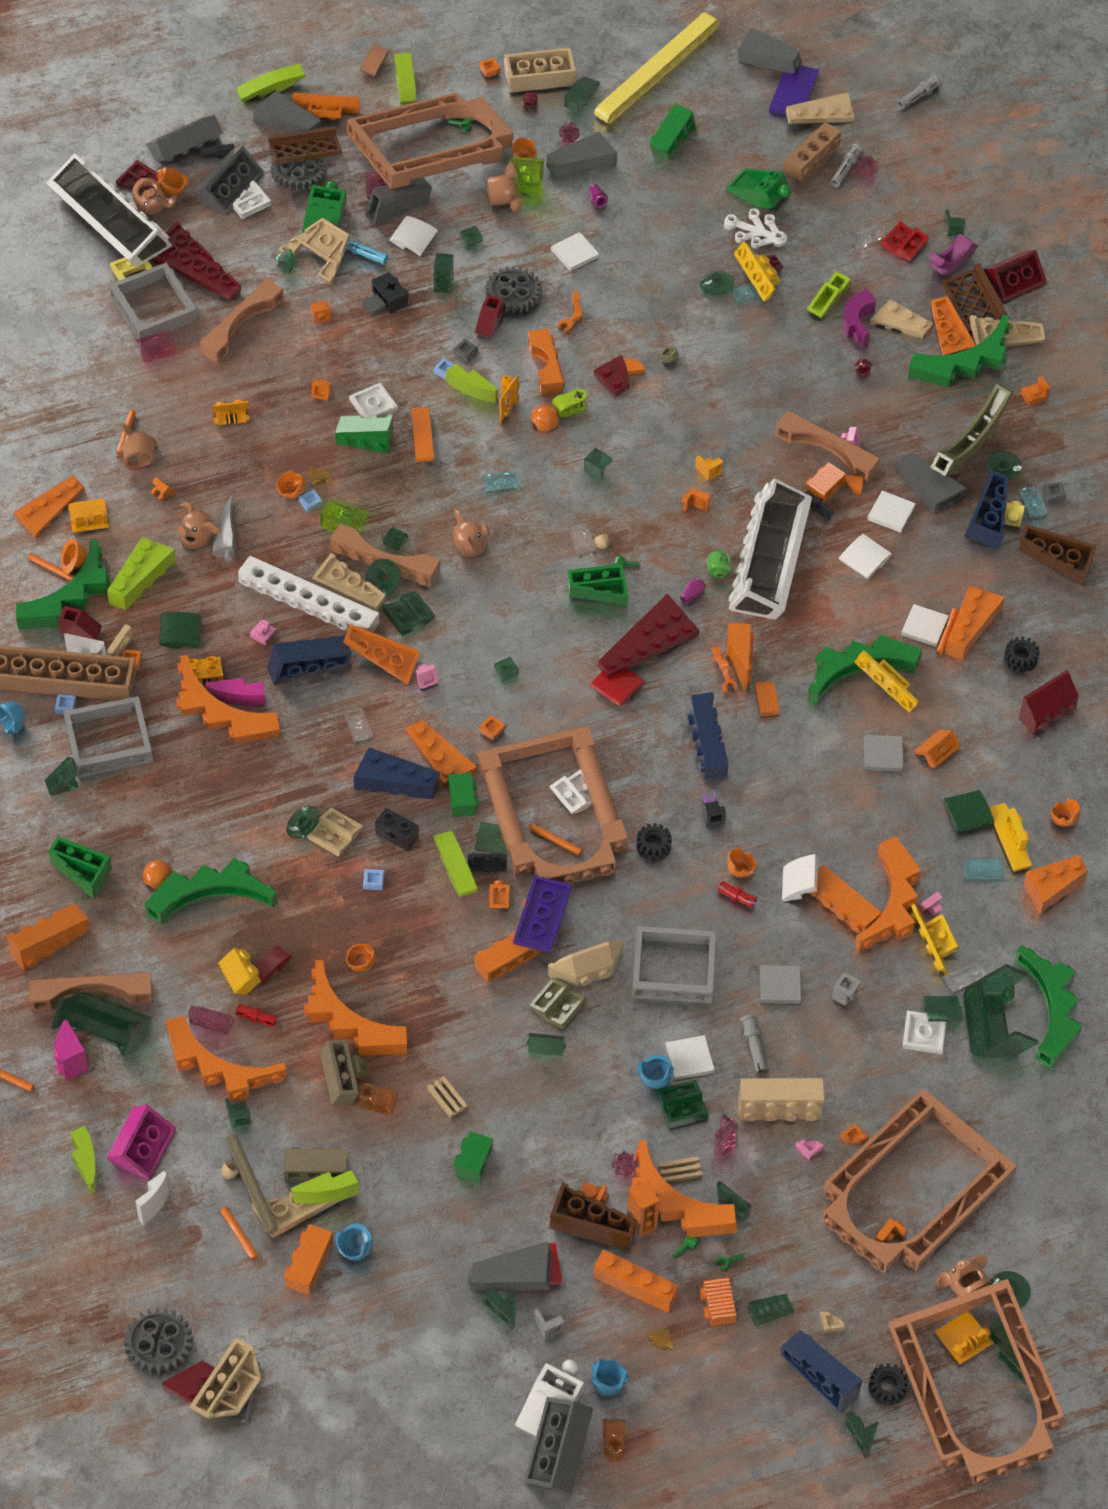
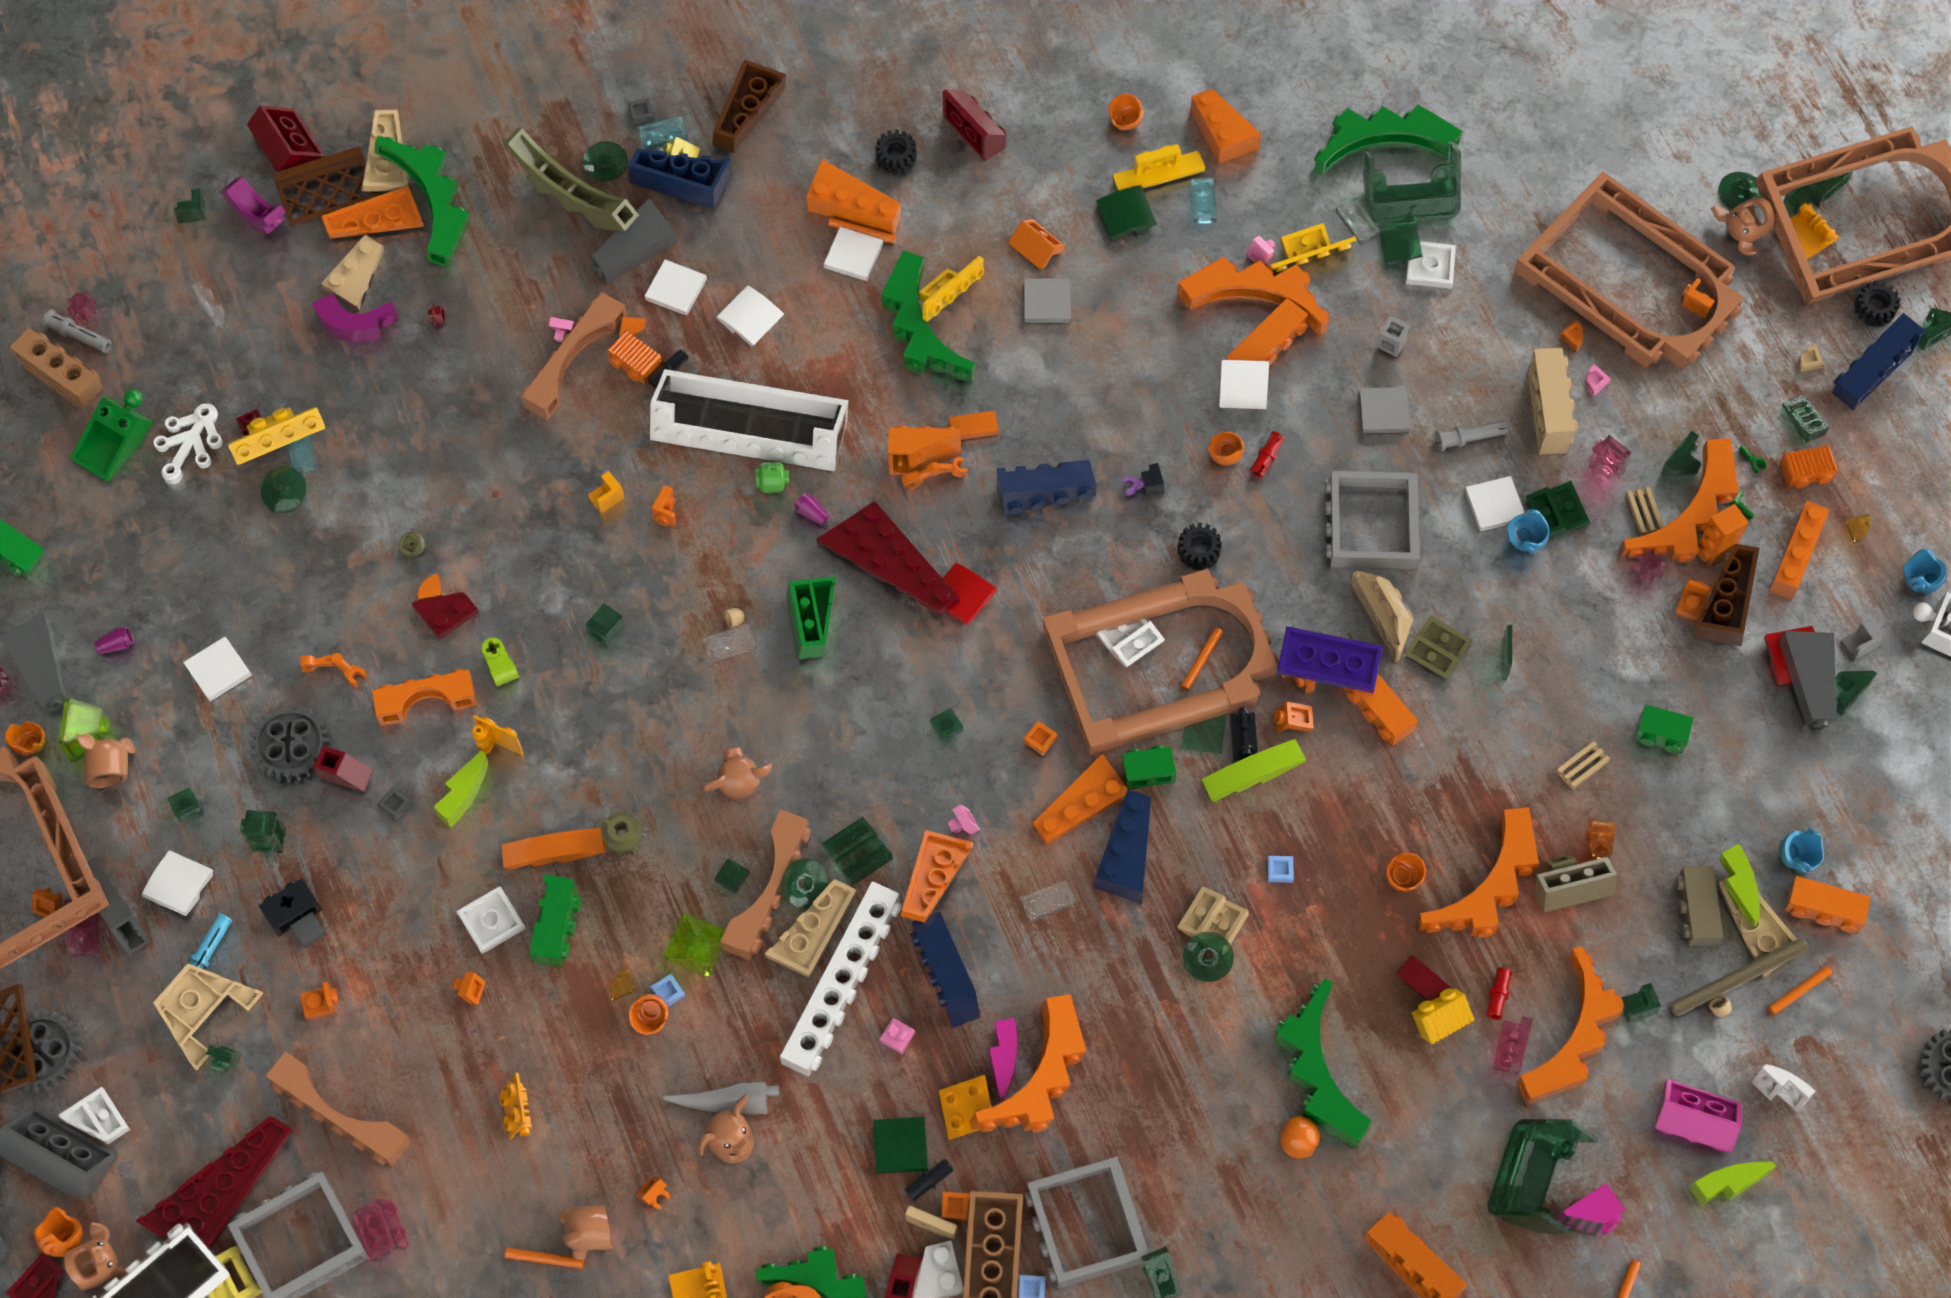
camera: 90 degrees left, 10 degrees up
(80, 864) = (1304, 1231): green wedge -> none
(134, 988) = (1500, 1254): nougat arch -> none
(139, 572) = (804, 1206): lime wedge -> none
(151, 644) = (929, 1180): none -> black axle
(325, 203) = (131, 1011): green slope -> none
(397, 829) = (1210, 841): black brick -> none
(424, 464) = (624, 842): none -> olive piece
(441, 367) = (429, 828): light blue tile -> none
(501, 482) = (635, 744): clear light blue plate -> none
(545, 417) = (520, 695): orange hair -> none
(621, 560) = (767, 597): green hand -> none
(829, 294) = (313, 352): lime slope -> none
(904, 241) = (217, 266): red slope -> none
(1036, 392) = (481, 124): orange bracket -> none

